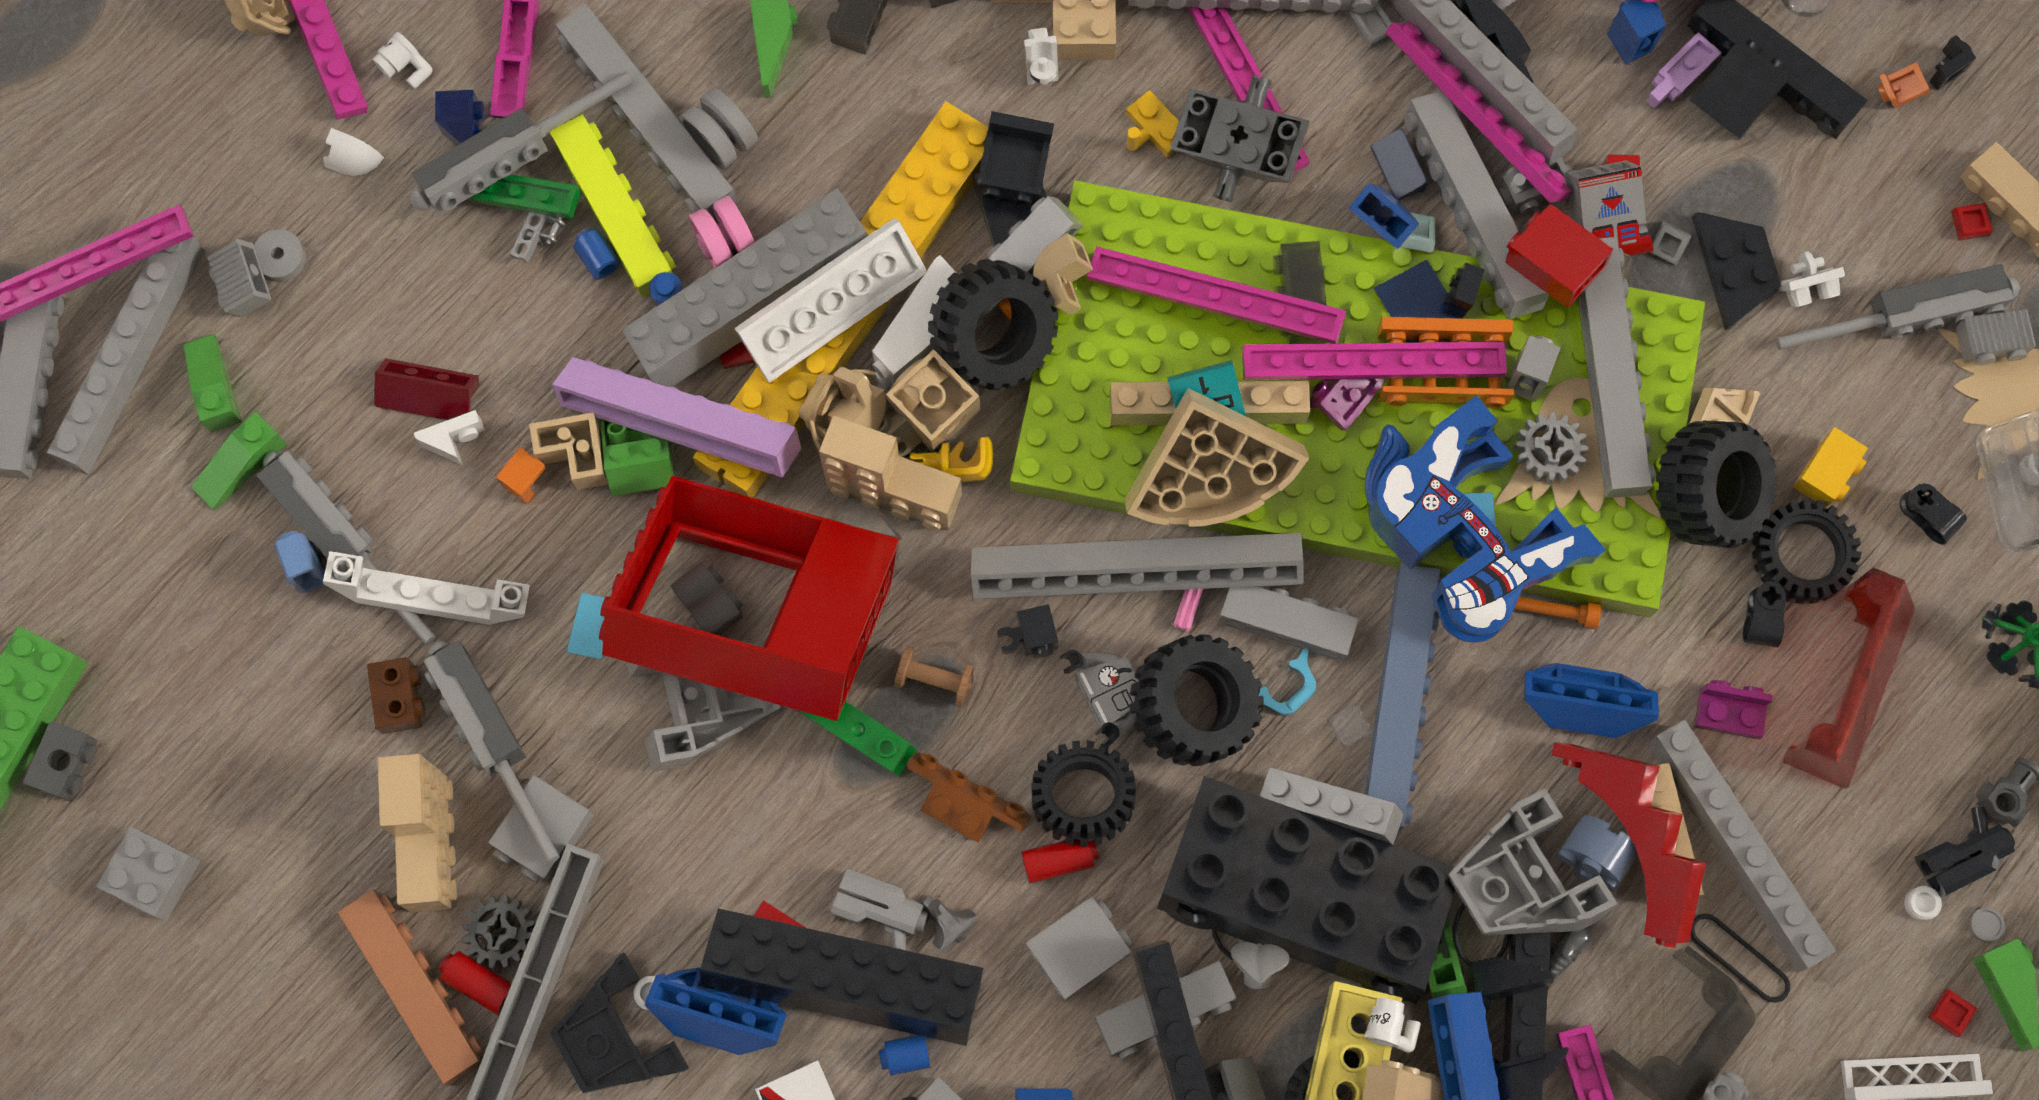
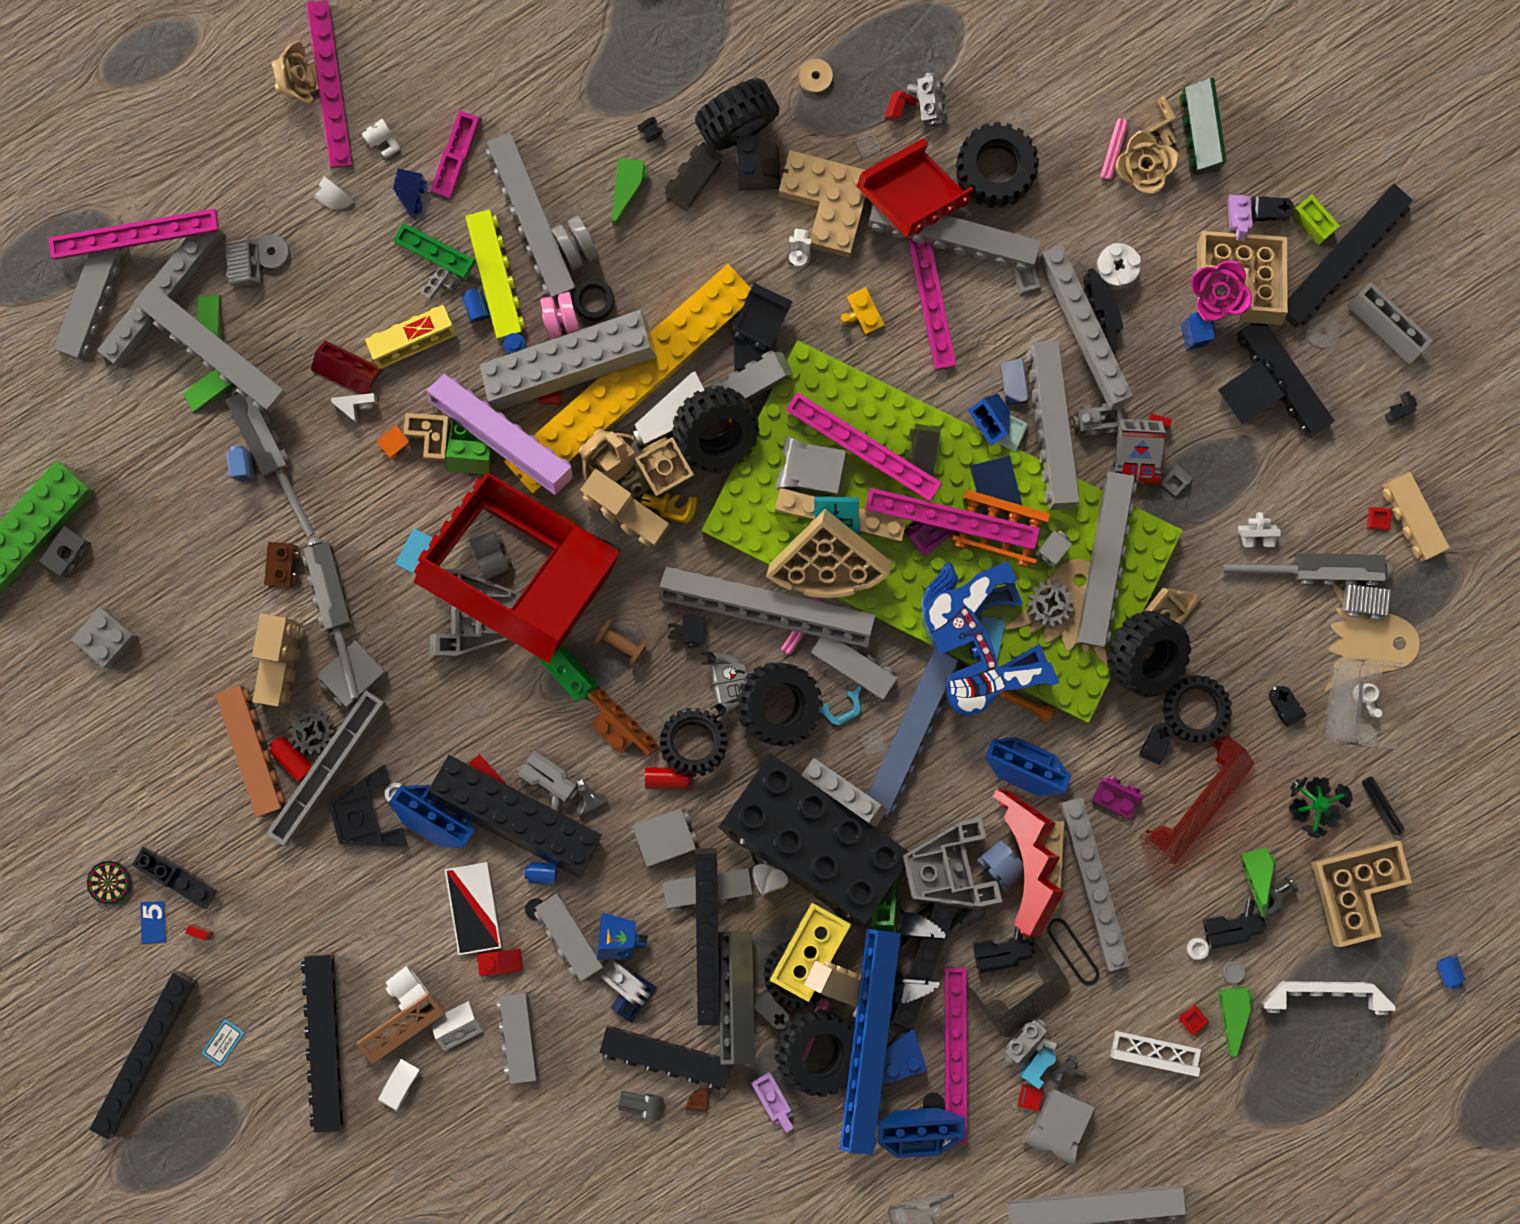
camera: 15 degrees right, 10 degrees up
(216, 402) = (211, 348): none -> light grey brick
(423, 595) = (314, 506): white slope -> none
(495, 153) = (426, 222): piece -> none
(511, 319) = (410, 337): none -> light yellow brick
(765, 180) = (594, 283): none -> black tyre
(831, 300) = (617, 384): white plate -> none
(1061, 265) = (767, 401): tan brick -> none
(1147, 344) = (811, 468): none -> light grey piece
(1214, 124) = (899, 325): dark grey slope -> none
(1386, 1026) = (835, 938): white piece -> none
(1463, 290) = (1025, 485): black piece -> none
(1483, 116) = (1075, 362): dark pink plate -> none
(1558, 255) = (1090, 480): red brick -> none
(1656, 975) = (1017, 950): none -> black piece
(1683, 70) = (1222, 365): lavender hinge -> none
(1737, 264) = (1215, 507): black wing -> none
(1831, 468) = (1230, 659): yellow brick -> none
(1903, 85) = (1363, 415): orange bracket -> none
(1978, 762) = (1259, 871): none -> bright green slope

